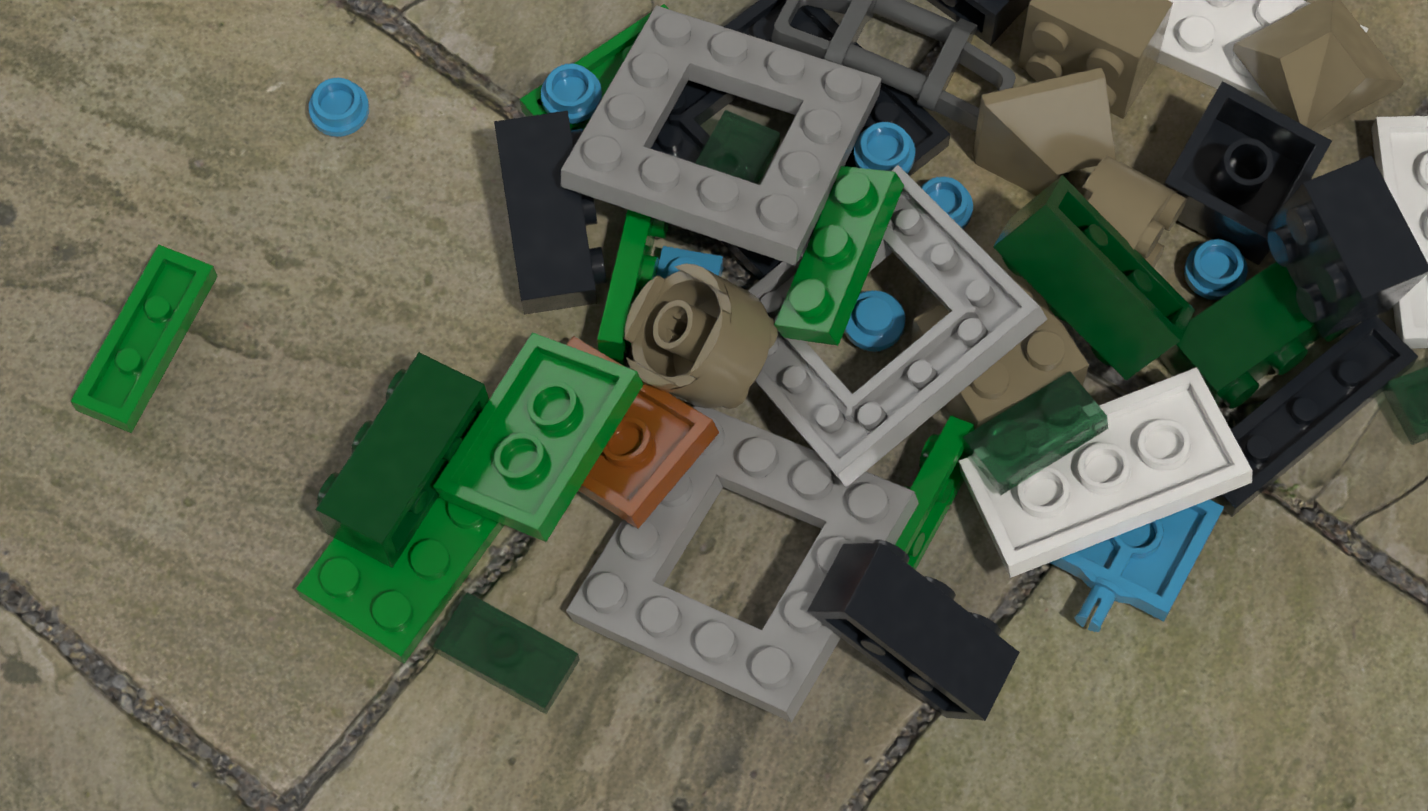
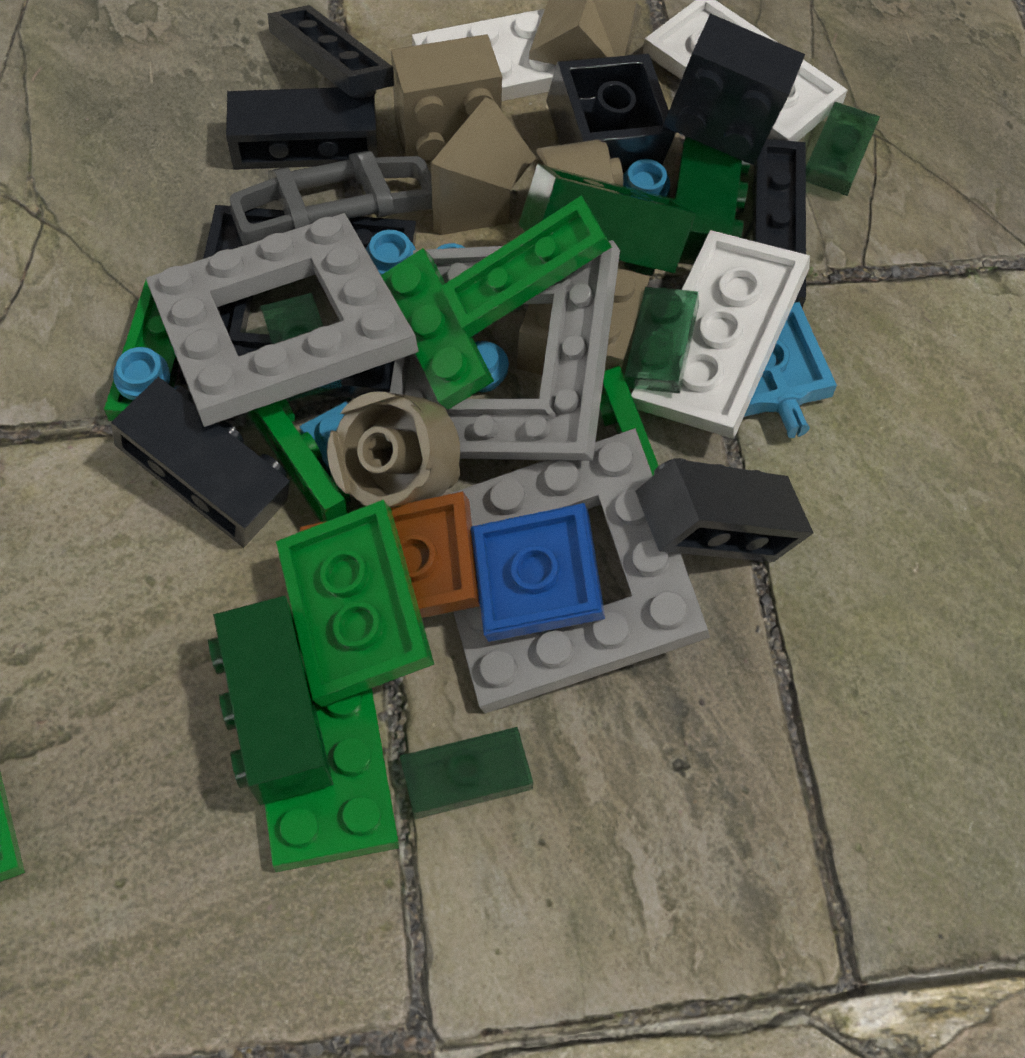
camera: 50 degrees left, 5 degrees down
(704, 541) = (537, 572): none -> blue plate
(946, 265) = (525, 266): none -> green plate

